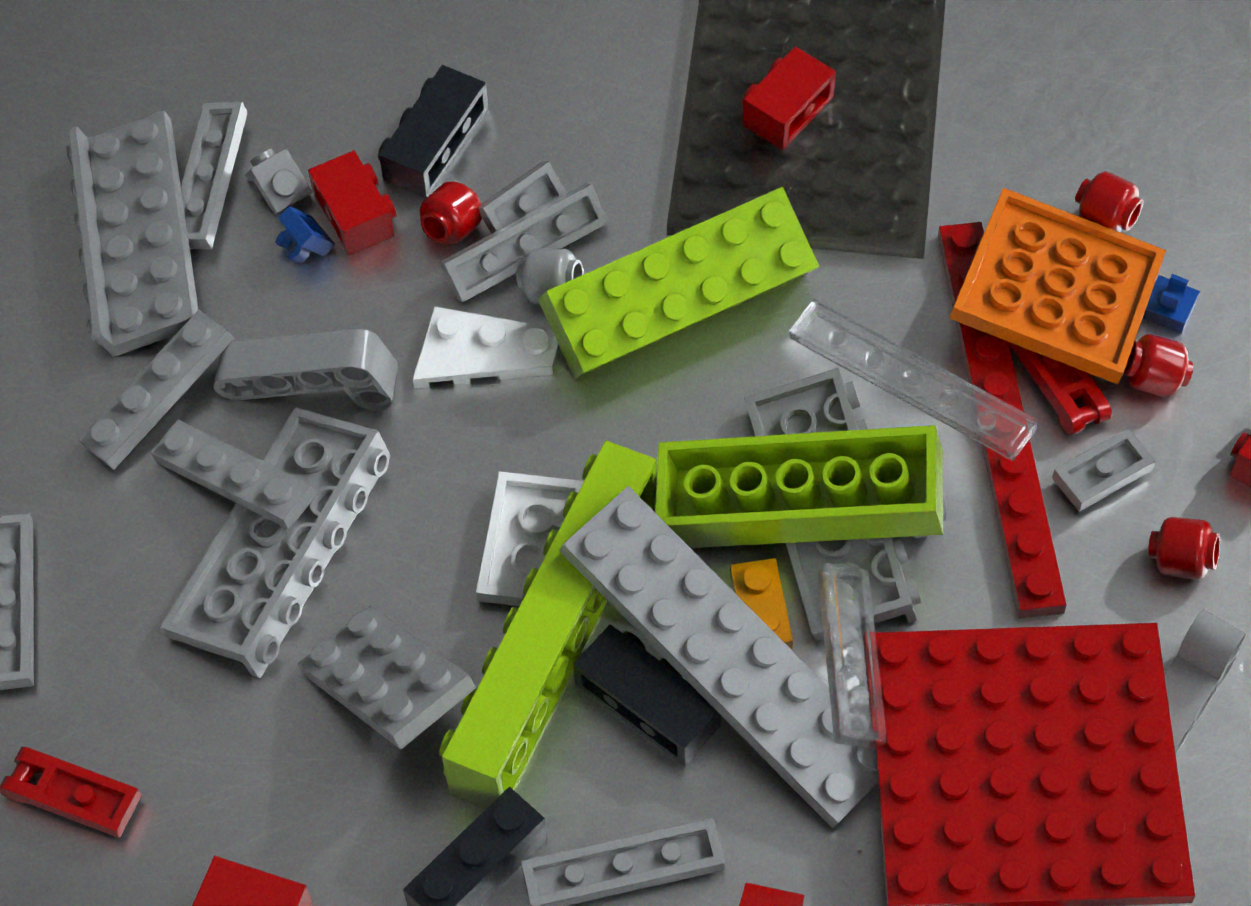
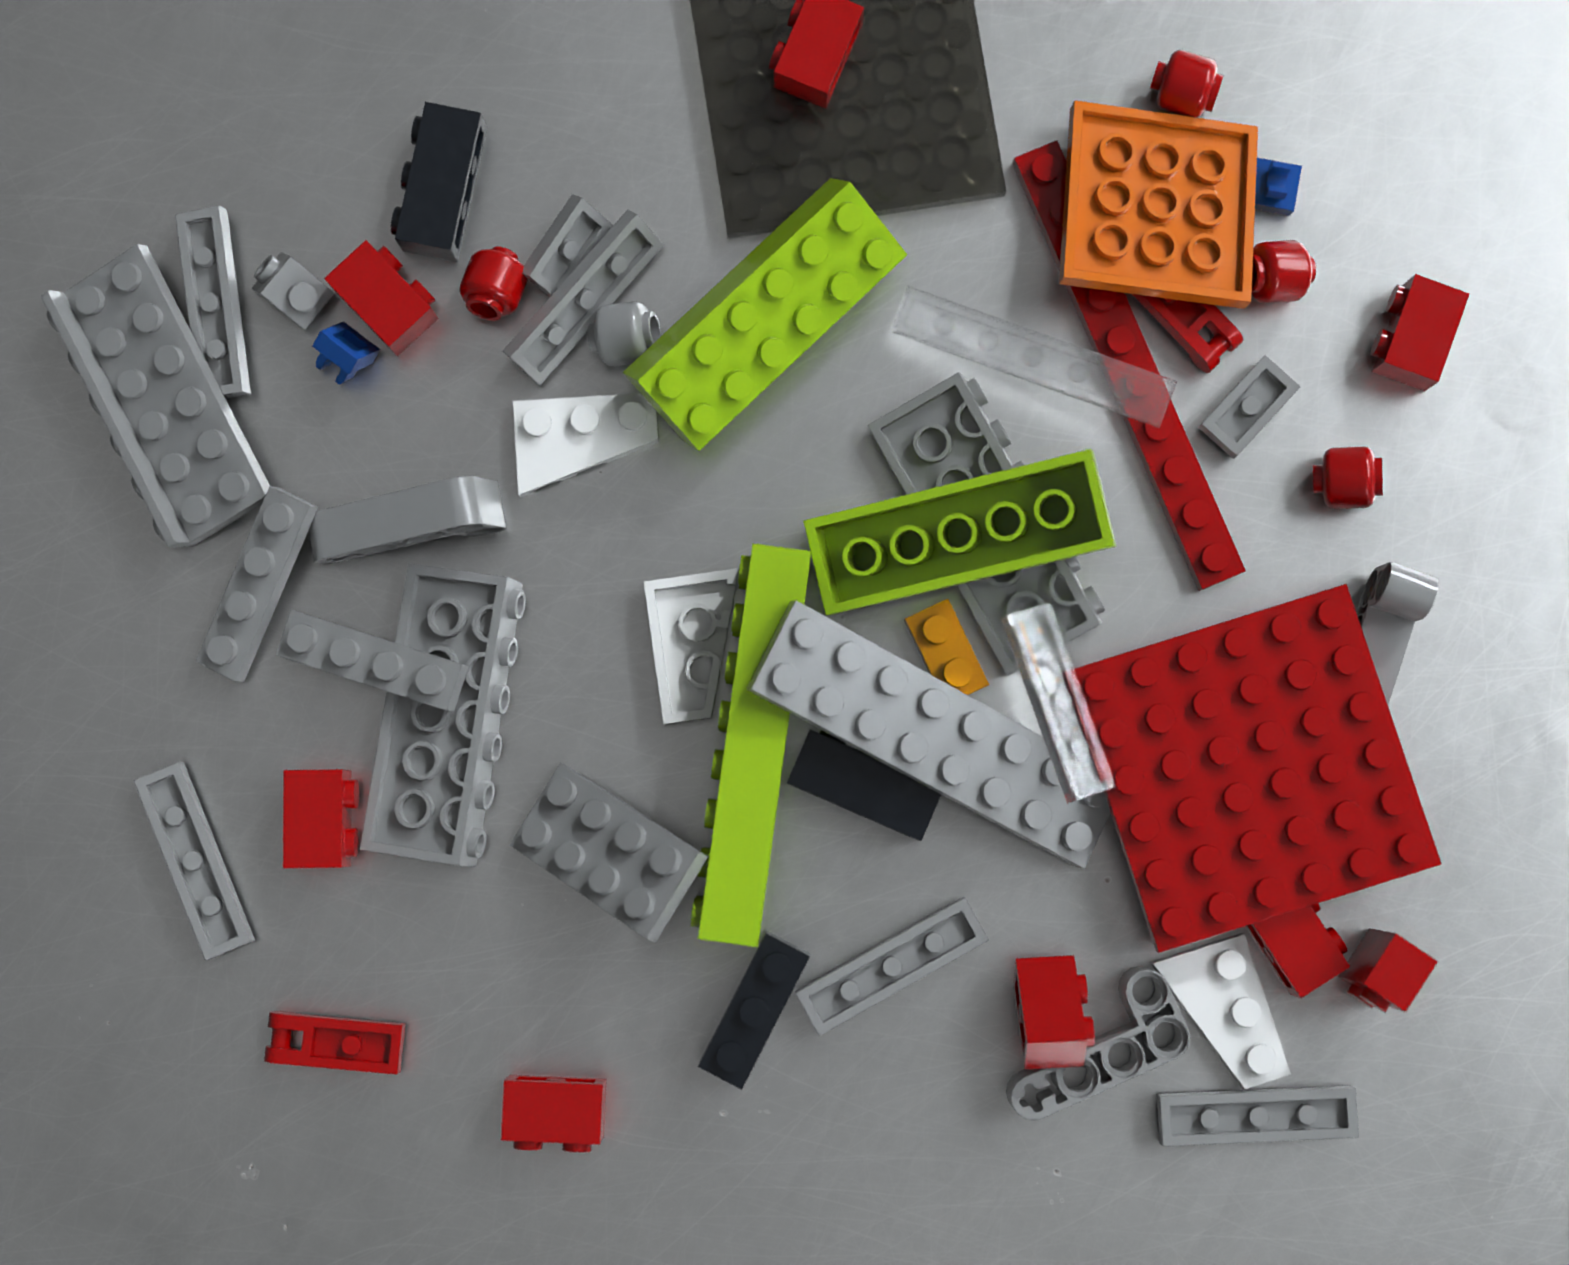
camera: 20 degrees left, 25 degrees up
(133, 593) = (319, 818): none -> red brick

